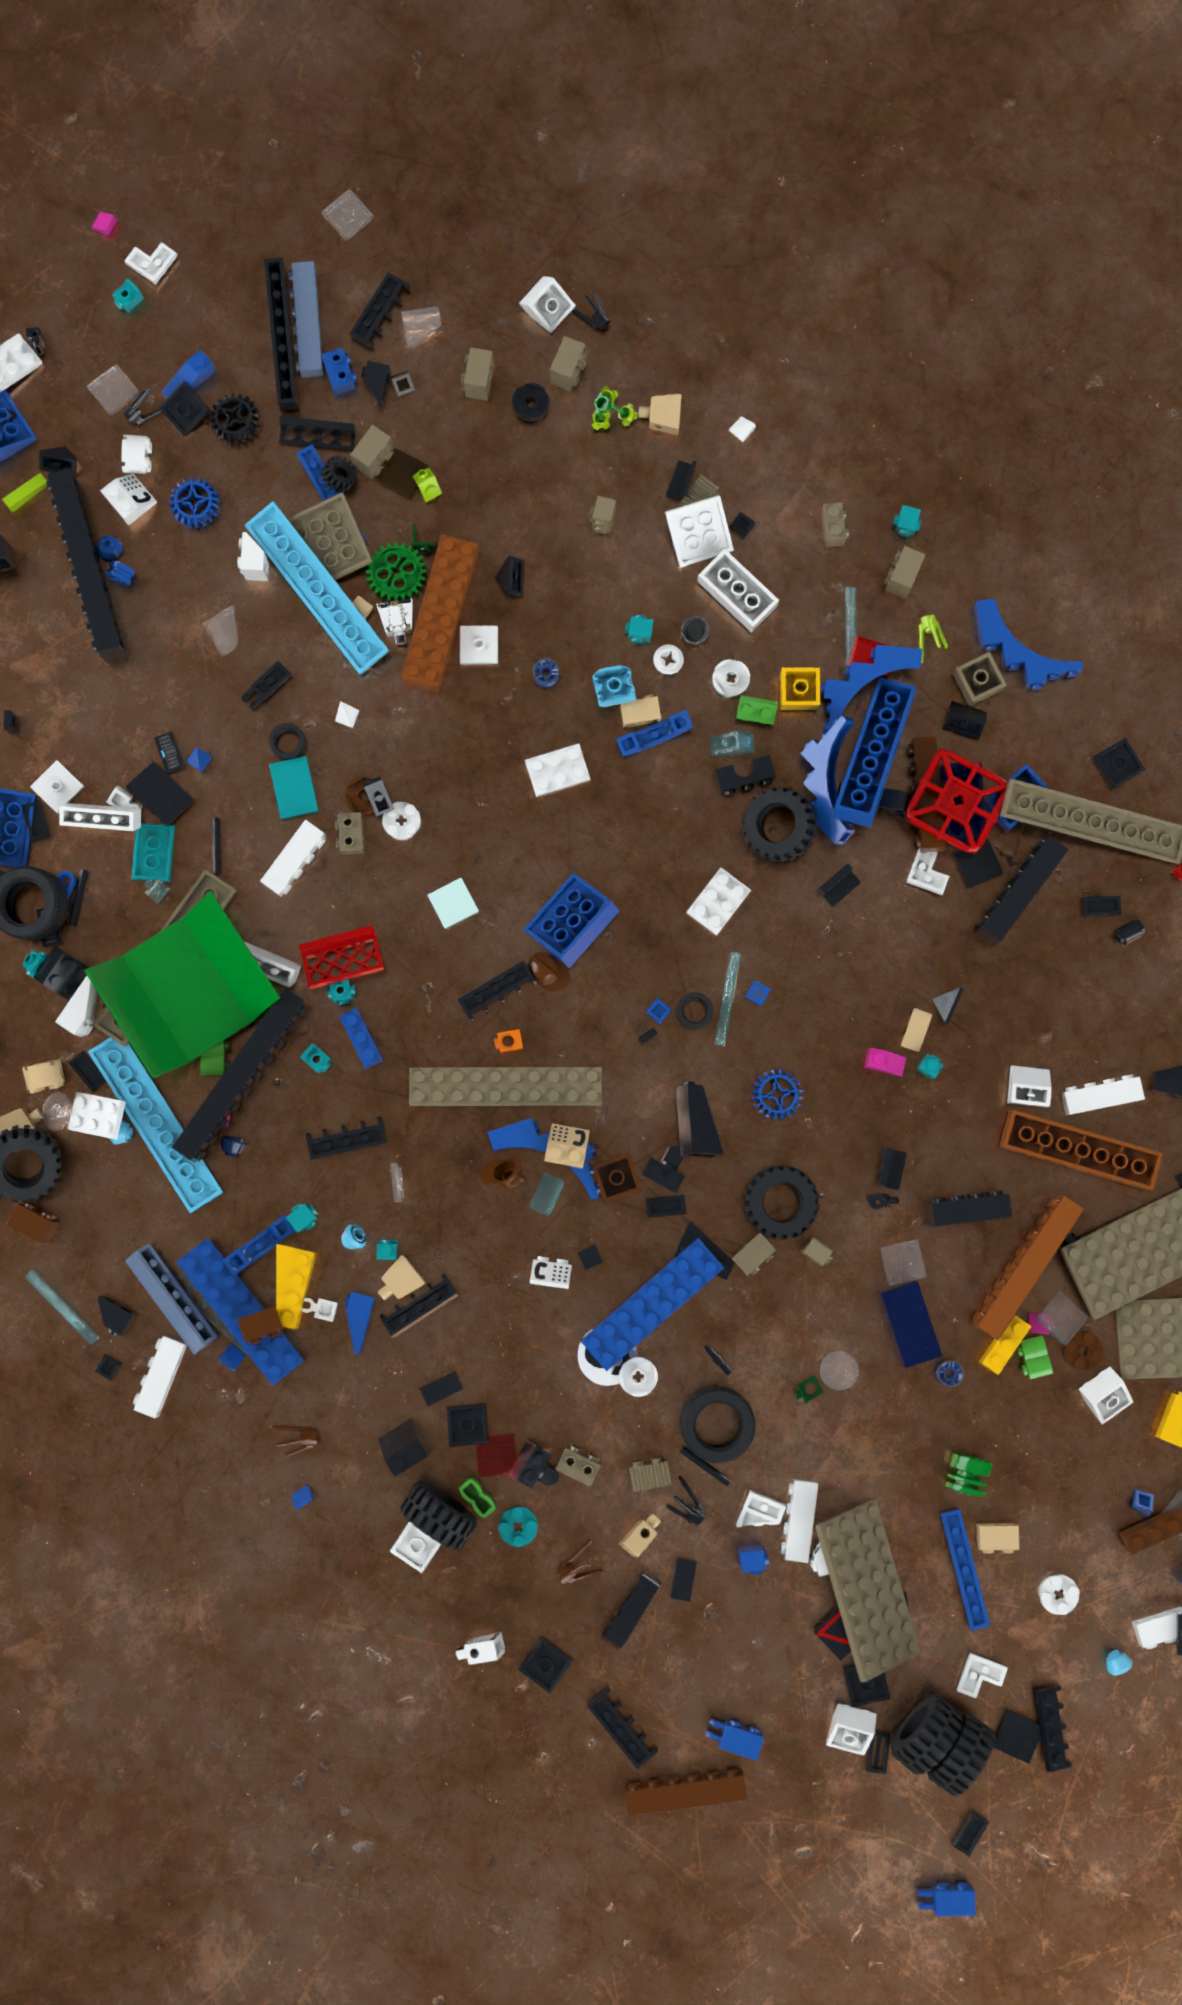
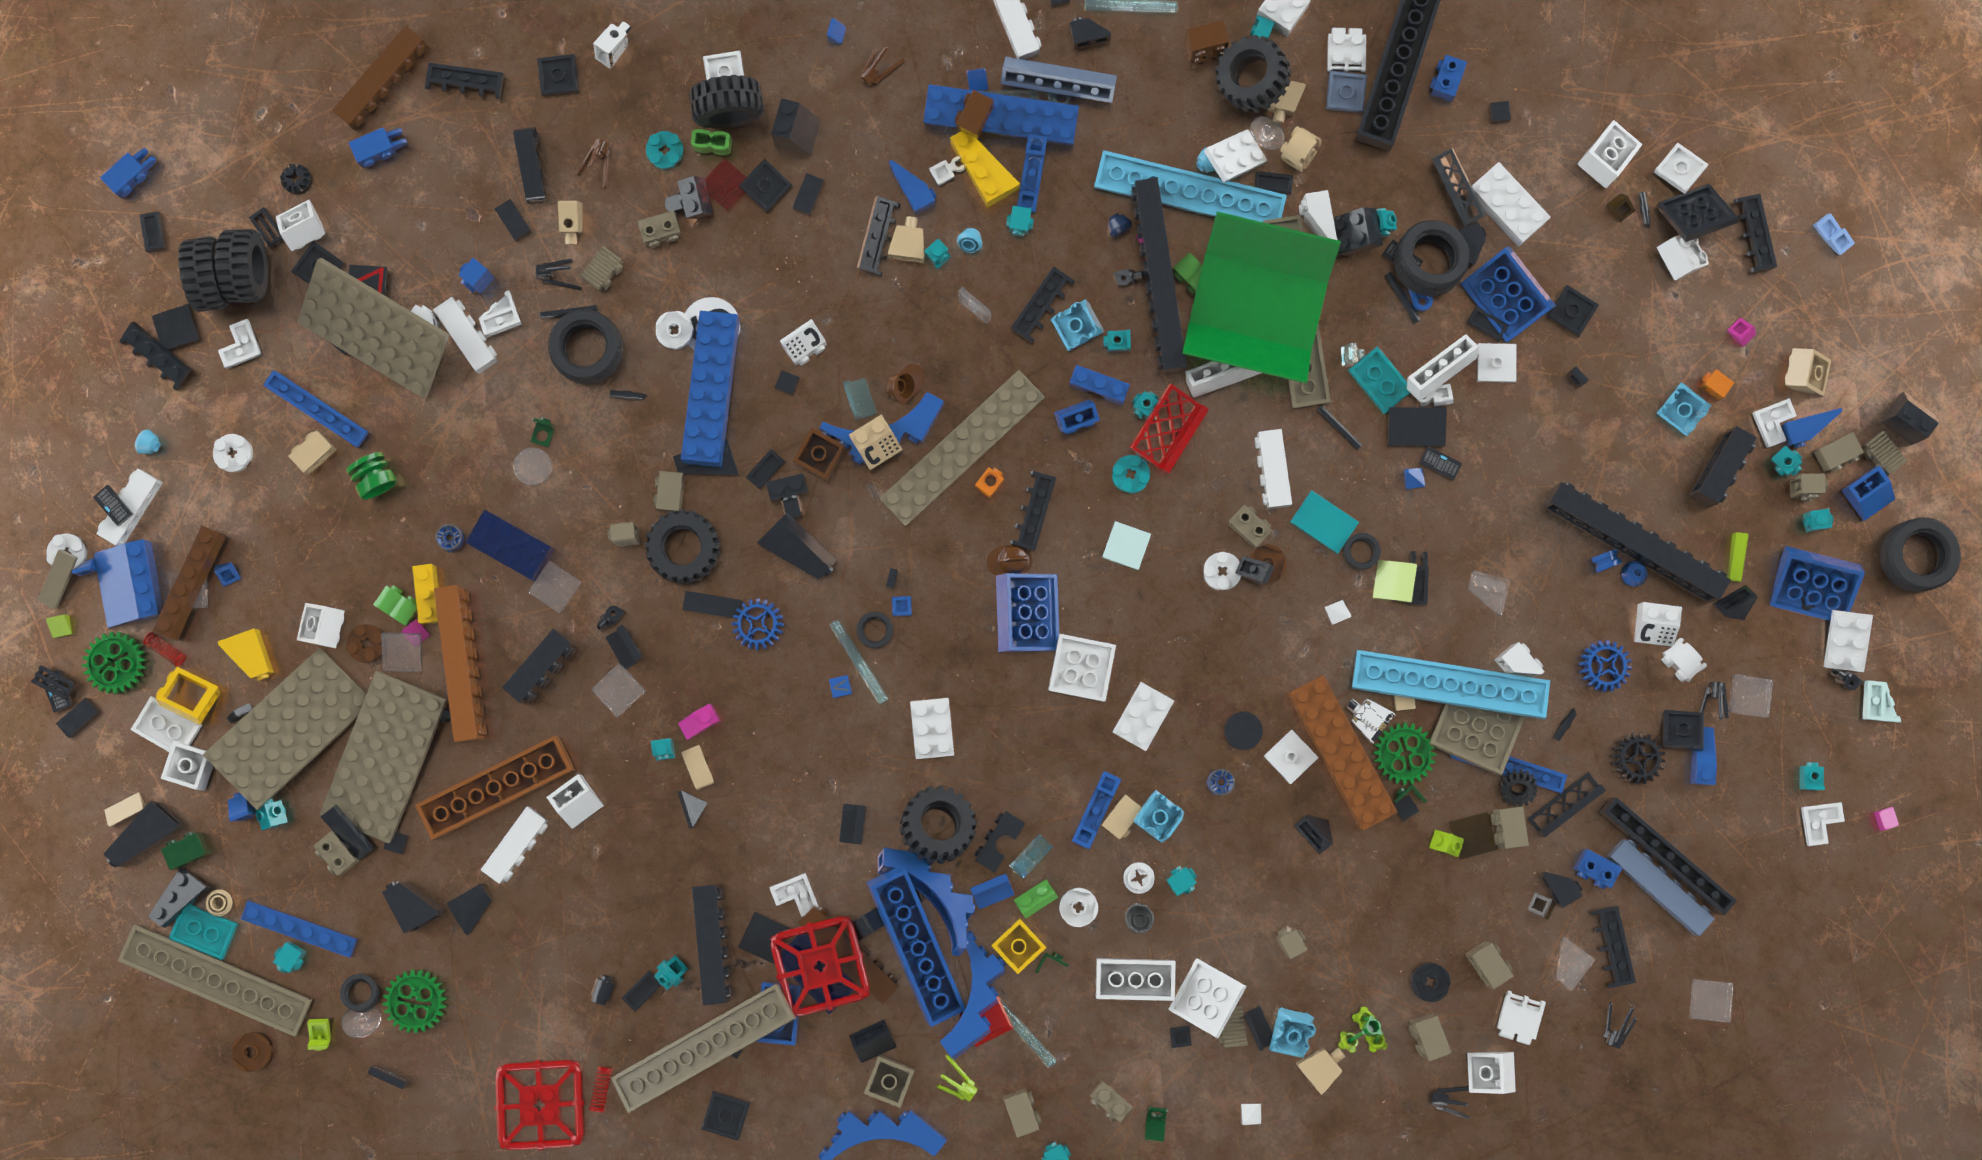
camera: 140 degrees right, 0 degrees up
(29, 303) = (1878, 702): none -> light aqua wing
(259, 1099) = (1131, 277): none -> black piece
(263, 489) = (1565, 725): none -> black piece
(284, 698) = (1394, 581): none -> yellowish green slope
(334, 1099) = (1077, 324): none -> medium azure slope
(391, 958) = (1135, 464): none -> teal plate
(400, 1029) = (1077, 416): none -> blue brick
(431, 533) = (1406, 808): none -> black tile
(438, 250) = (1617, 1038): none -> black plant
(491, 322) = (1520, 1018): none -> white plate
(495, 694) = (1243, 730): none -> black tile
(569, 844) = (1082, 667): none -> white plate
(660, 455) = (1292, 1033): none -> medium azure slope
(780, 659) = (1054, 956): none -> dark green bracket
(782, 746) = (992, 891): none -> blue panel
(798, 1141) = (711, 604): none -> black tile
(817, 480) = (1155, 1124): none -> dark green bracket
(824, 1763) = (300, 184): none -> black gear
(924, 1140) = (618, 690): none -> clear tile
(1069, 898) = (671, 972): none -> teal brick

